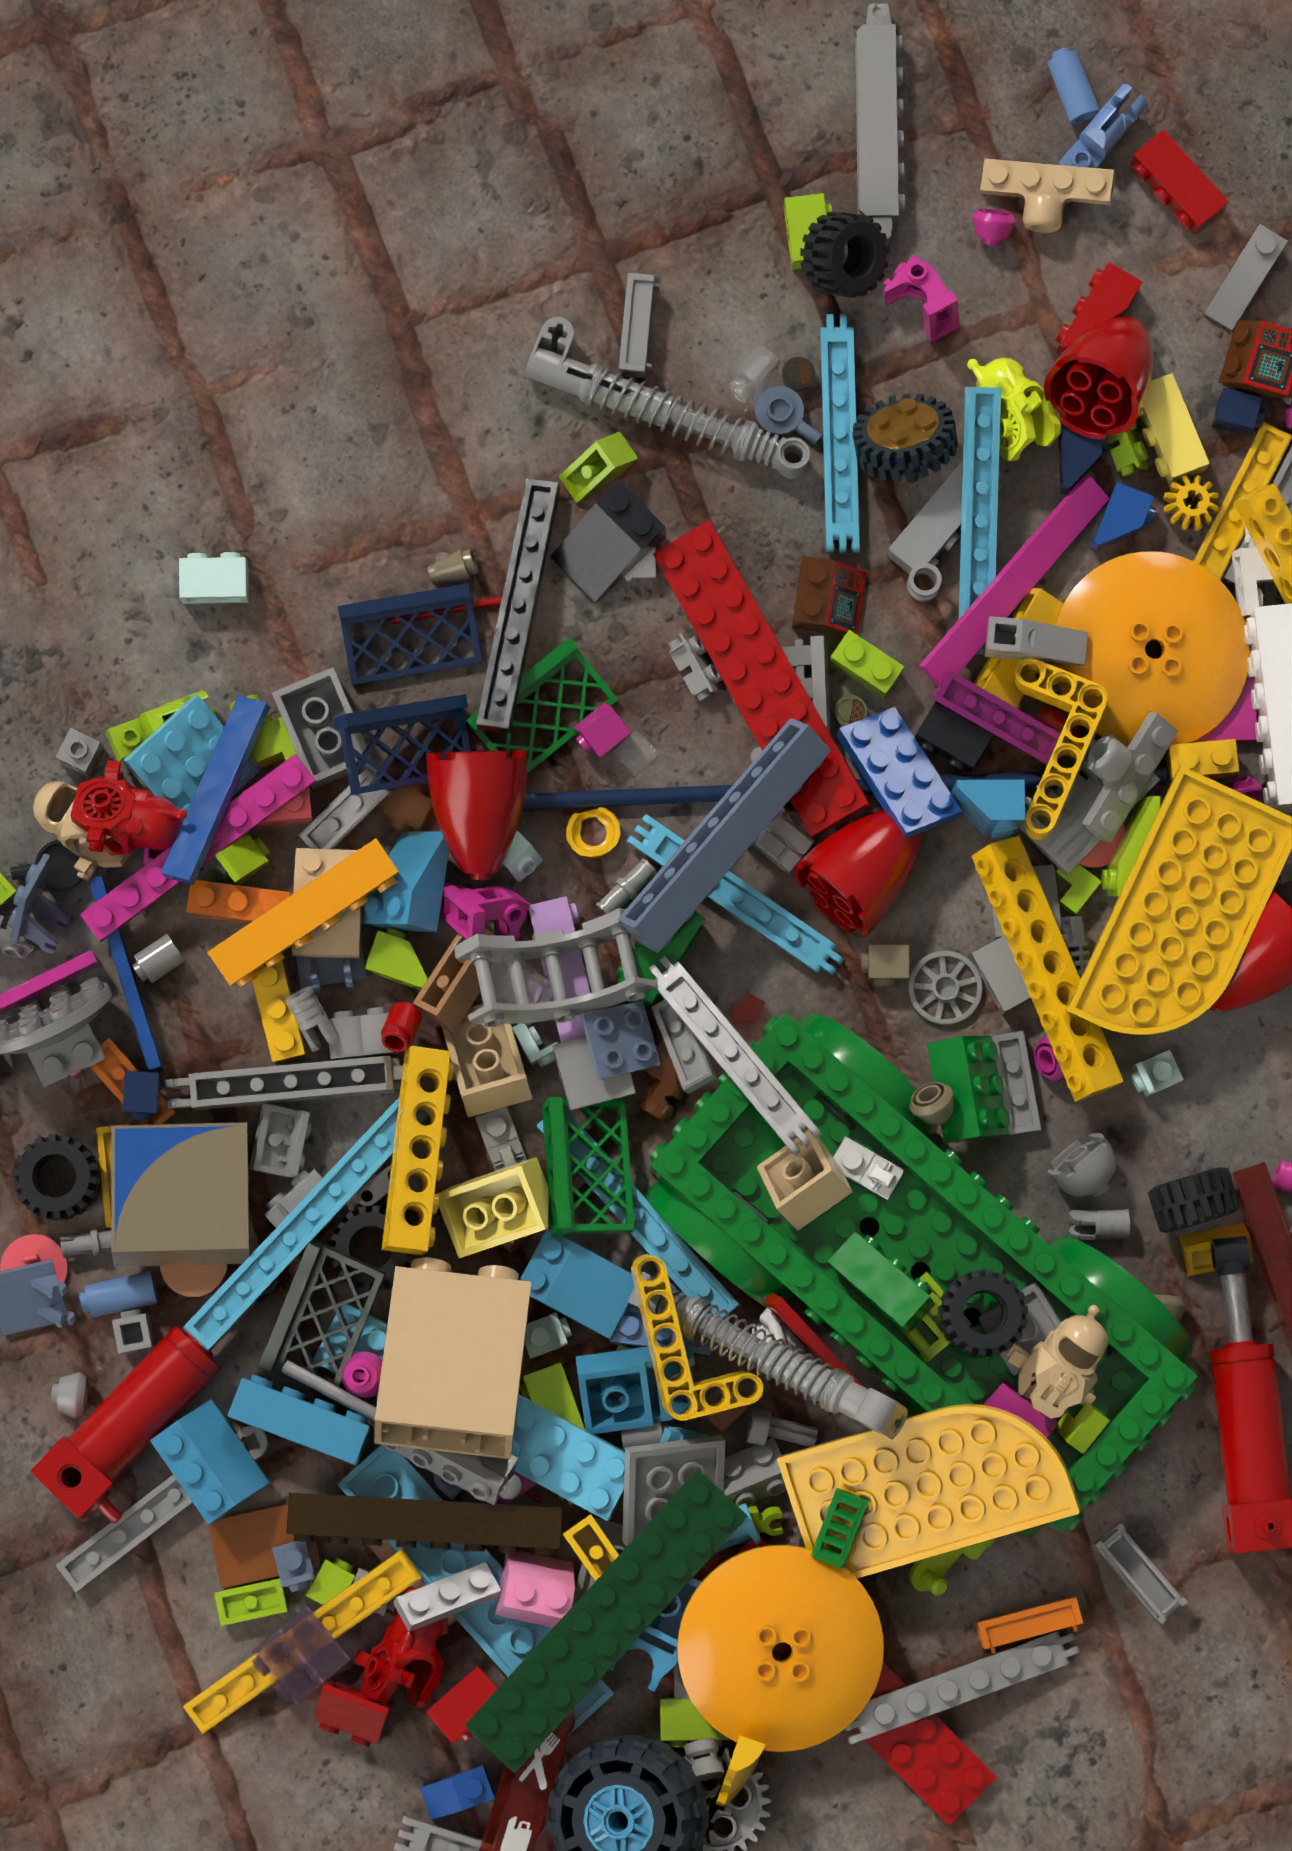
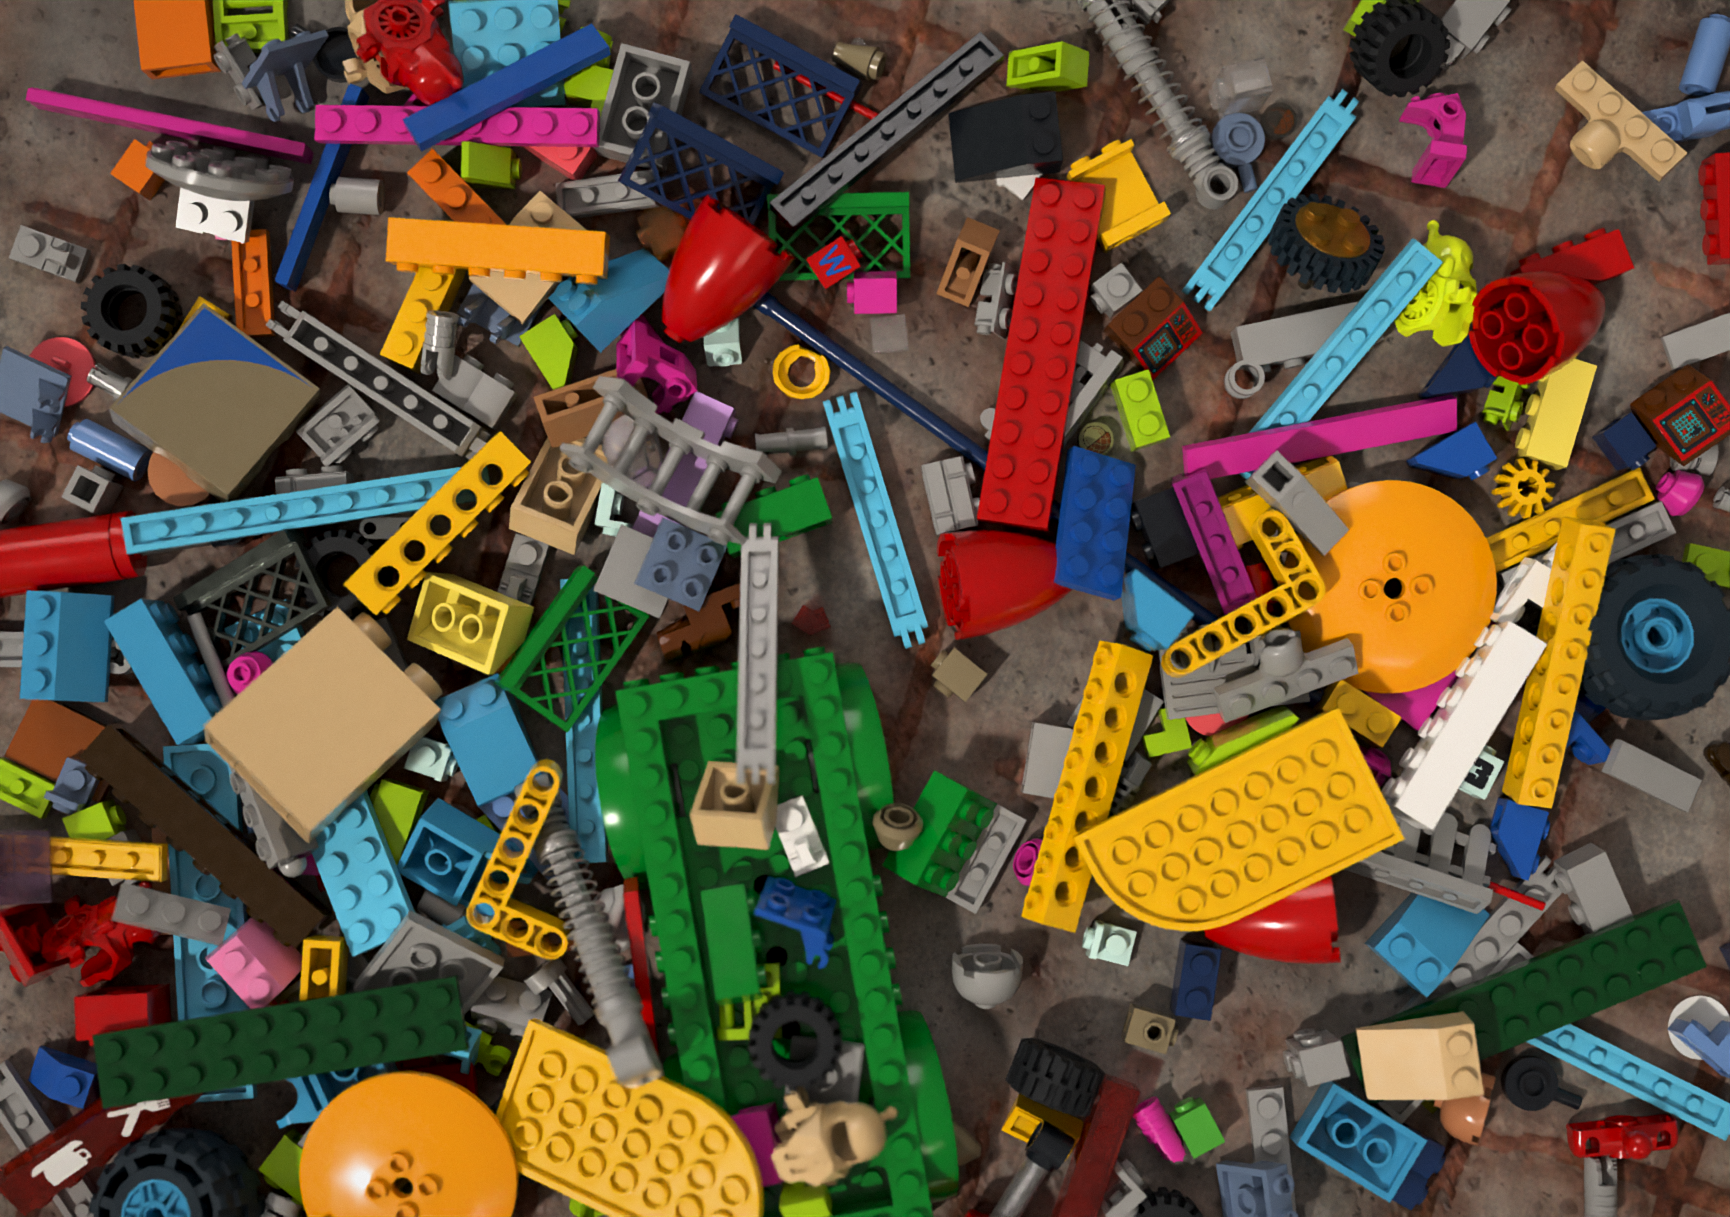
camera: 40 degrees right, 5 degrees up
(142, 1095) = (251, 297): dark blue brick -> none
(400, 1026) = (507, 408): red brick -> none
(555, 730) = (835, 261): none -> red brick
(652, 654) = (968, 261): none -> medium nougat slope
(684, 1048) = (723, 625): light grey tile -> none
(724, 835) = (901, 460): sand blue brick -> none
(734, 516) = (1128, 201): none -> yellow panel
(777, 592) = (1114, 291): none -> light grey brick
(828, 1555) = (511, 1132): green slope -> none
(916, 1214) = (801, 910): none -> blue plate
(945, 988) = (991, 732): light grey wheel -> none
(993, 225) = (1544, 122): dark pink cone -> none
(1099, 1224) = (961, 1030): light grey hinge -> none
(1236, 1113) = (1149, 1028): none -> dark tan brick
(1240, 1050) = (1195, 980): none -> dark blue brick

